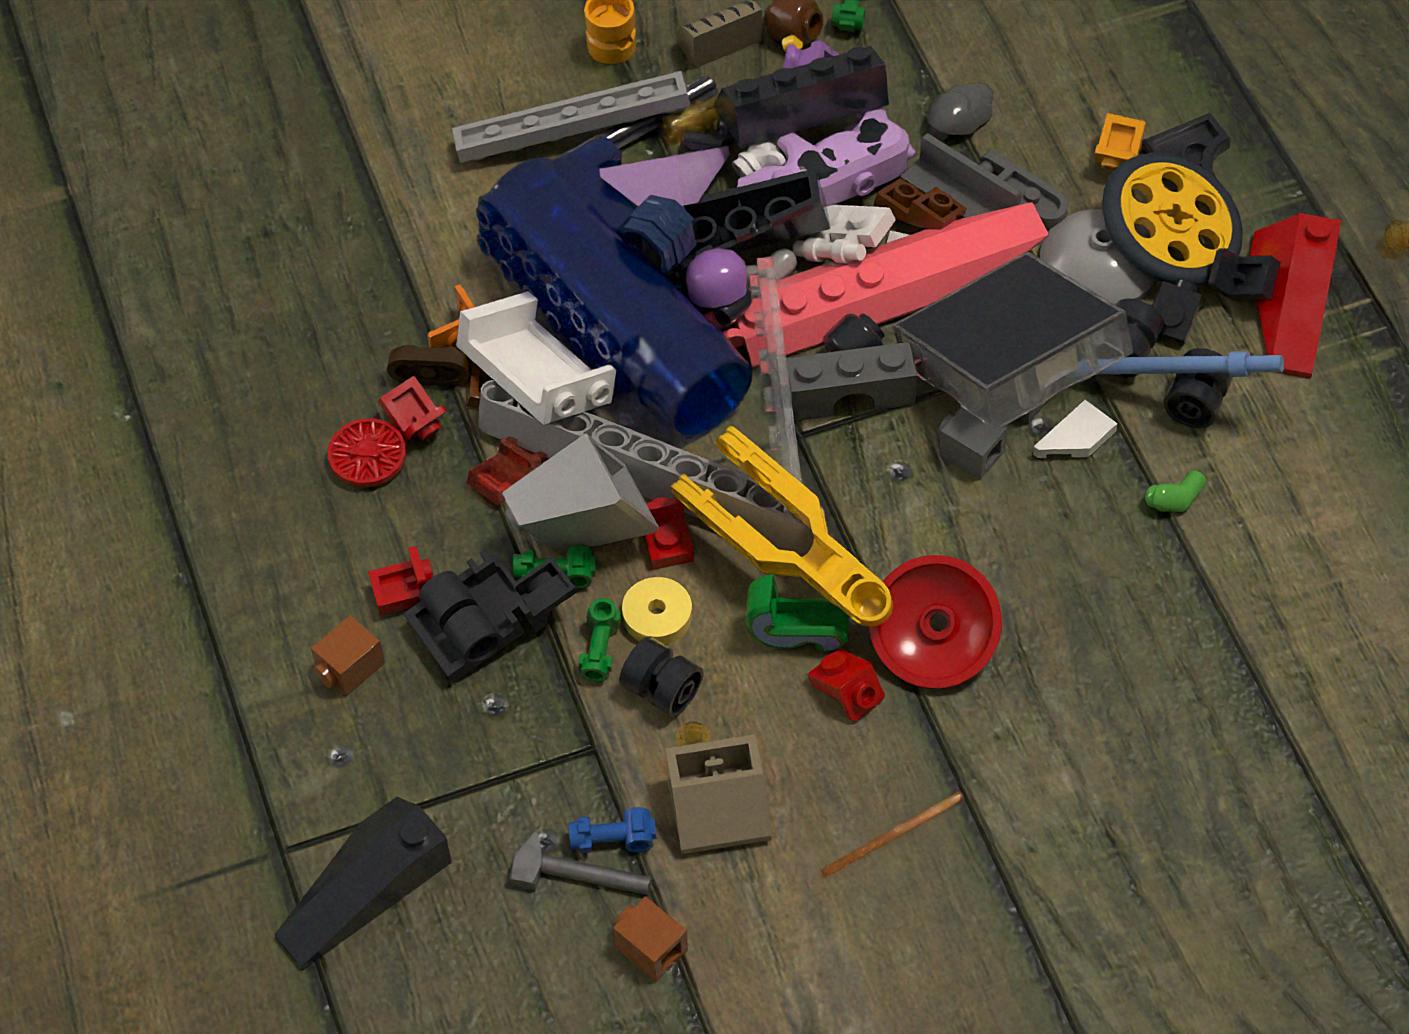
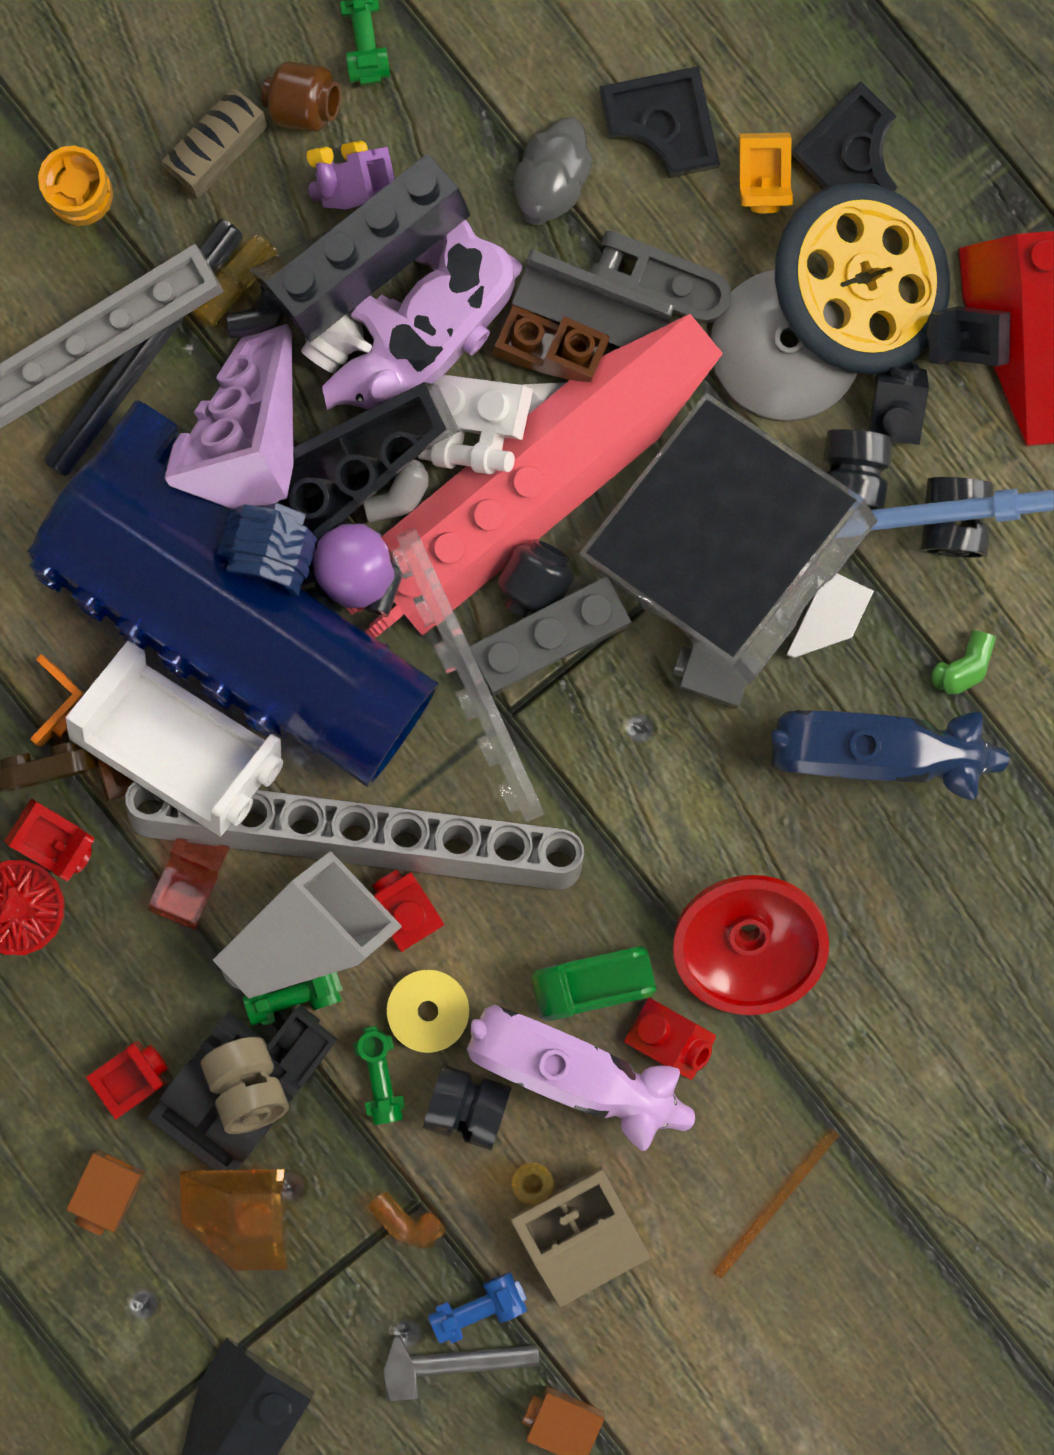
camera: 25 degrees left, 30 degrees up
(446, 702) = (238, 1215): none -> clear orange slope
(490, 585) = (246, 1091): none -> dark tan wheel
(574, 752) = (402, 1227): none -> clear orange arm
(759, 662) = (578, 1074): none -> lavender animal
(826, 565) = (605, 929): yellow piece -> none
(1056, 101) = (667, 116): none -> black tile
(1086, 509) = (886, 748): none -> dark blue animal

